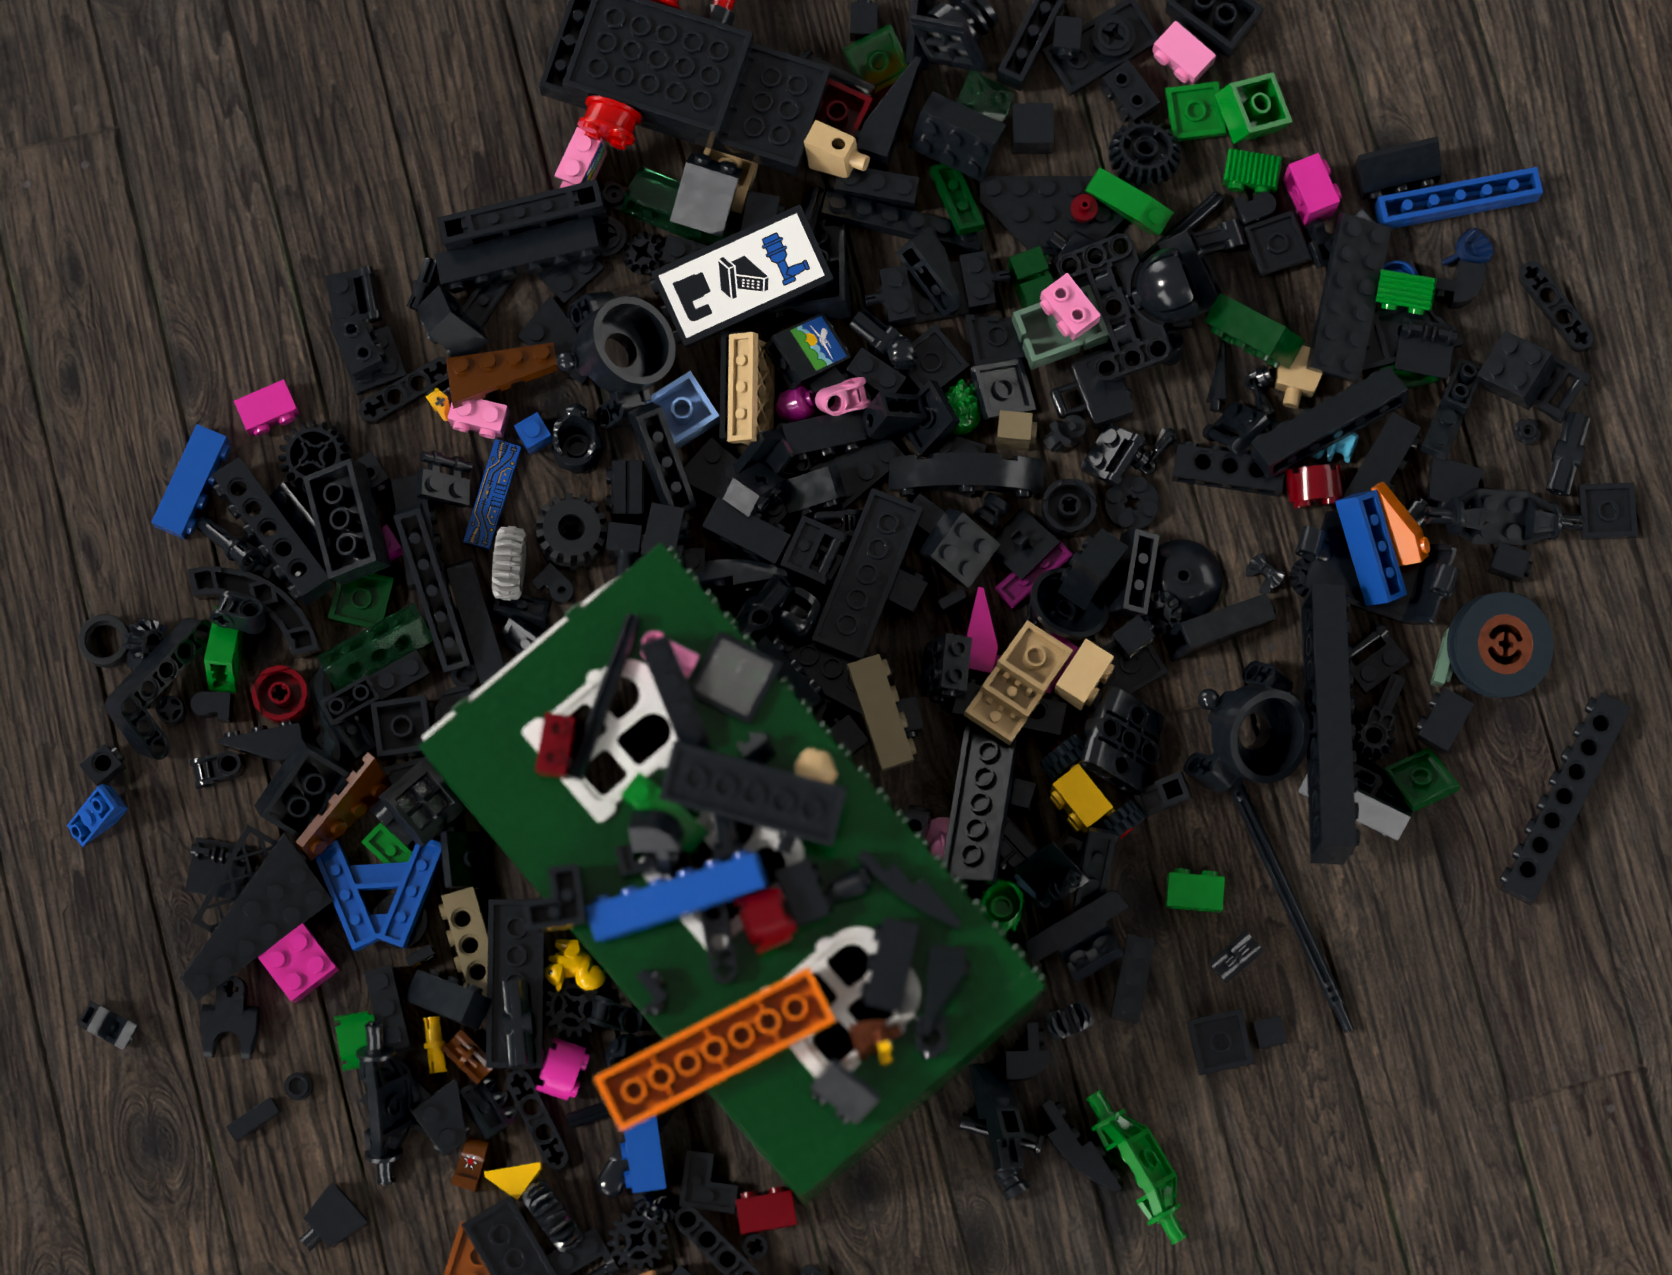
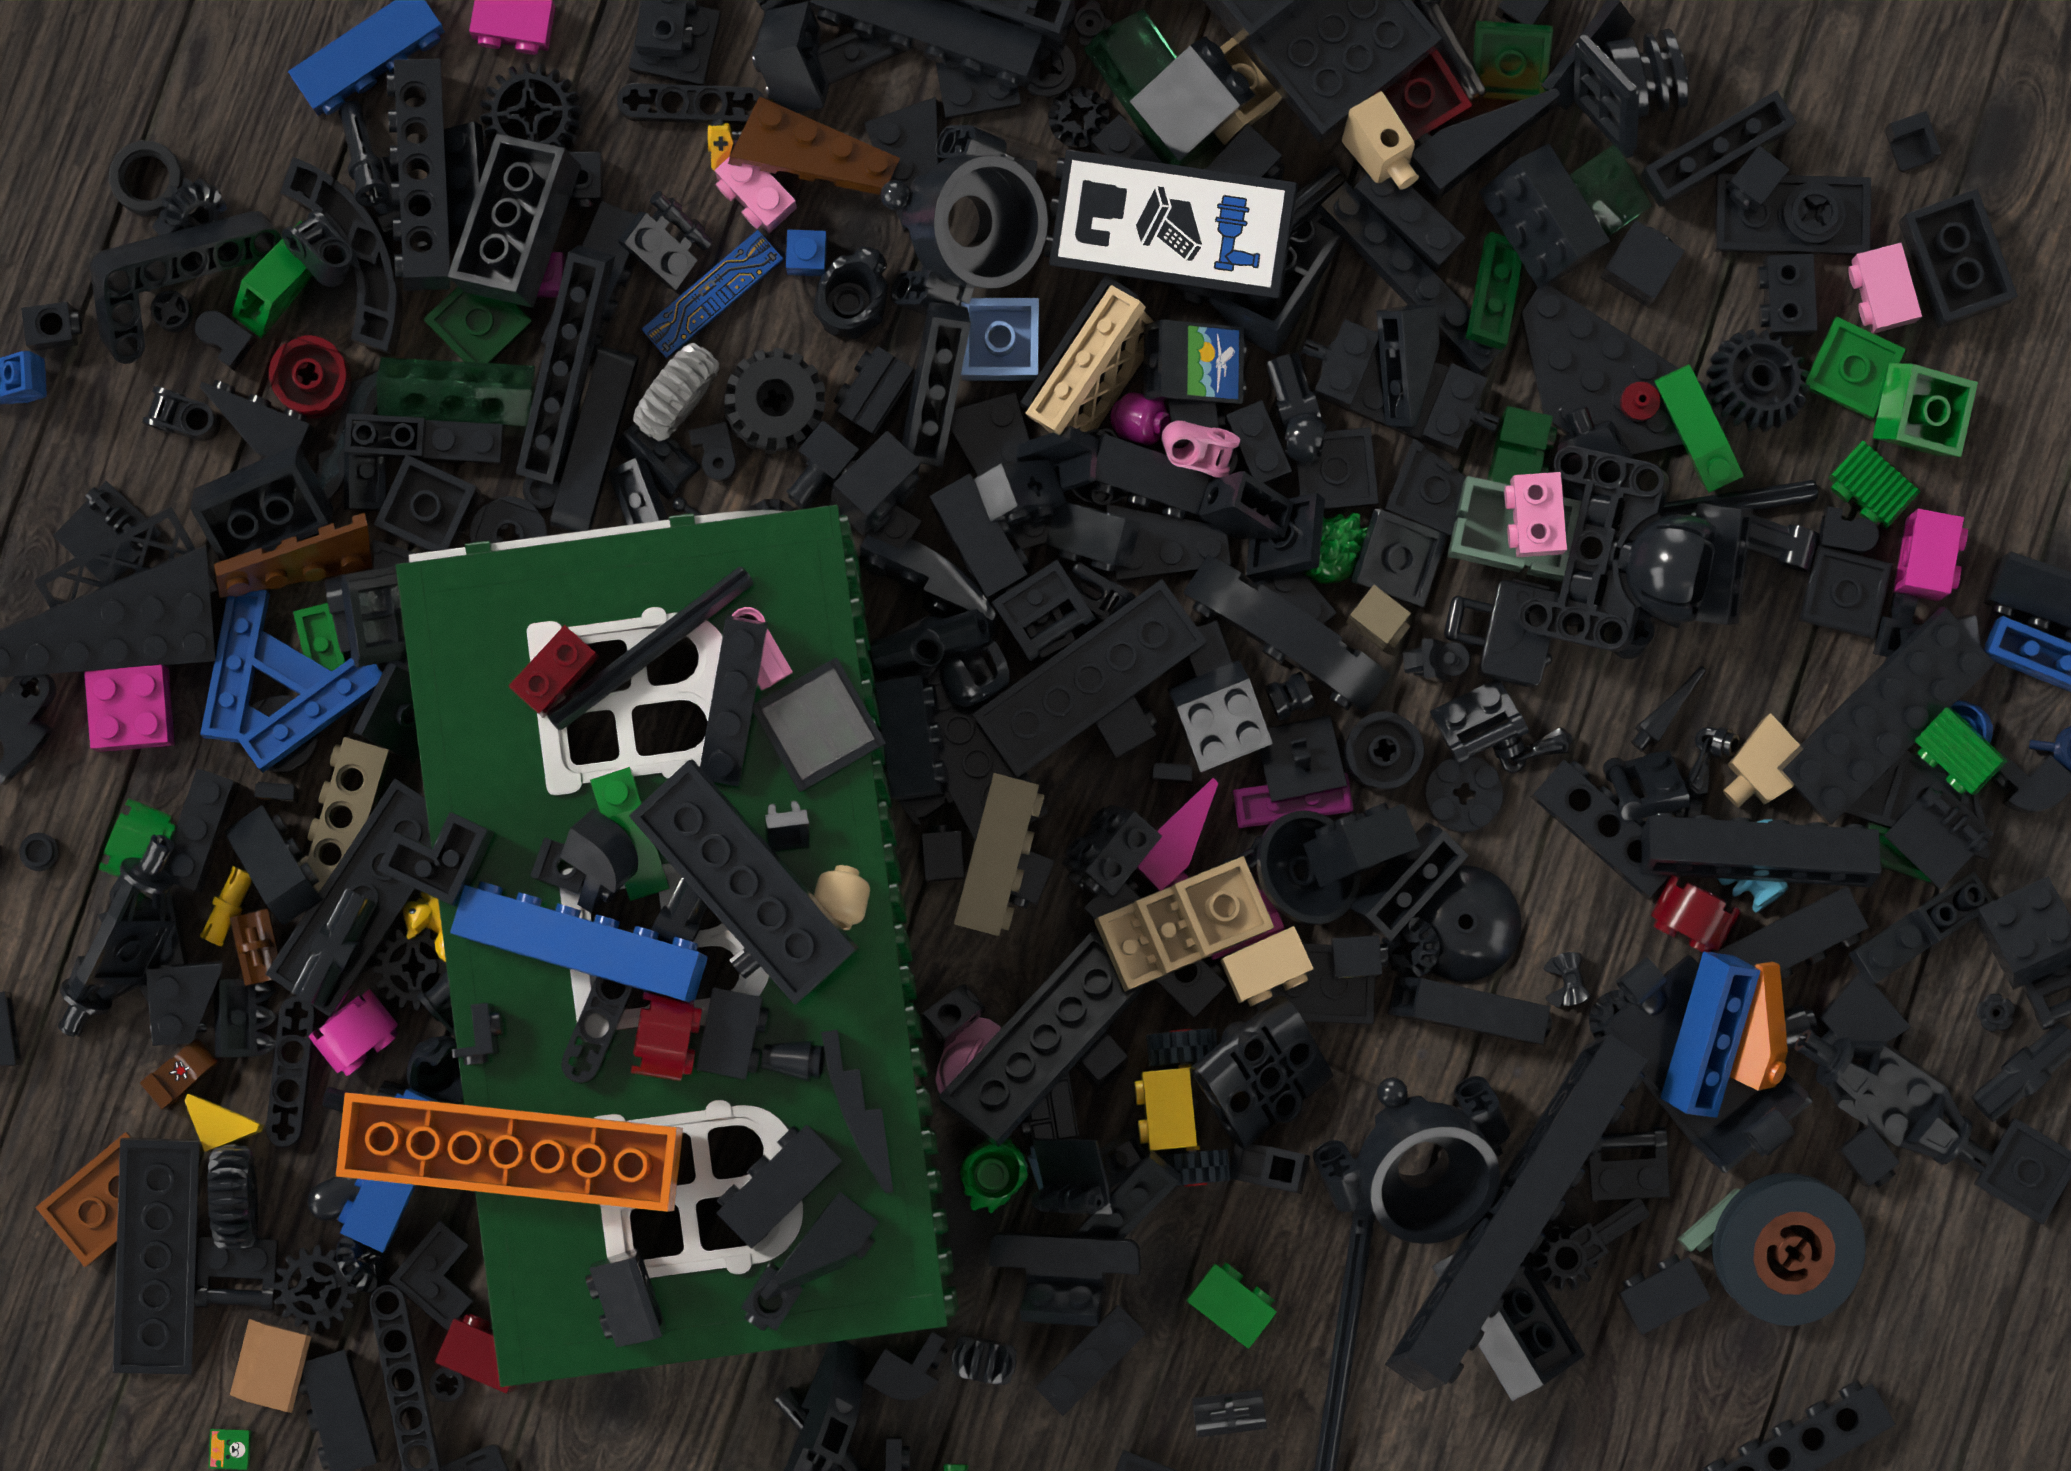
camera: 30 degrees right, 5 degrees up
(875, 1038) = (703, 1258): copper piece -> none
(1253, 332) = (1741, 685): dark green brick -> none
(1421, 779) = (1587, 1347): dark green plate -> none

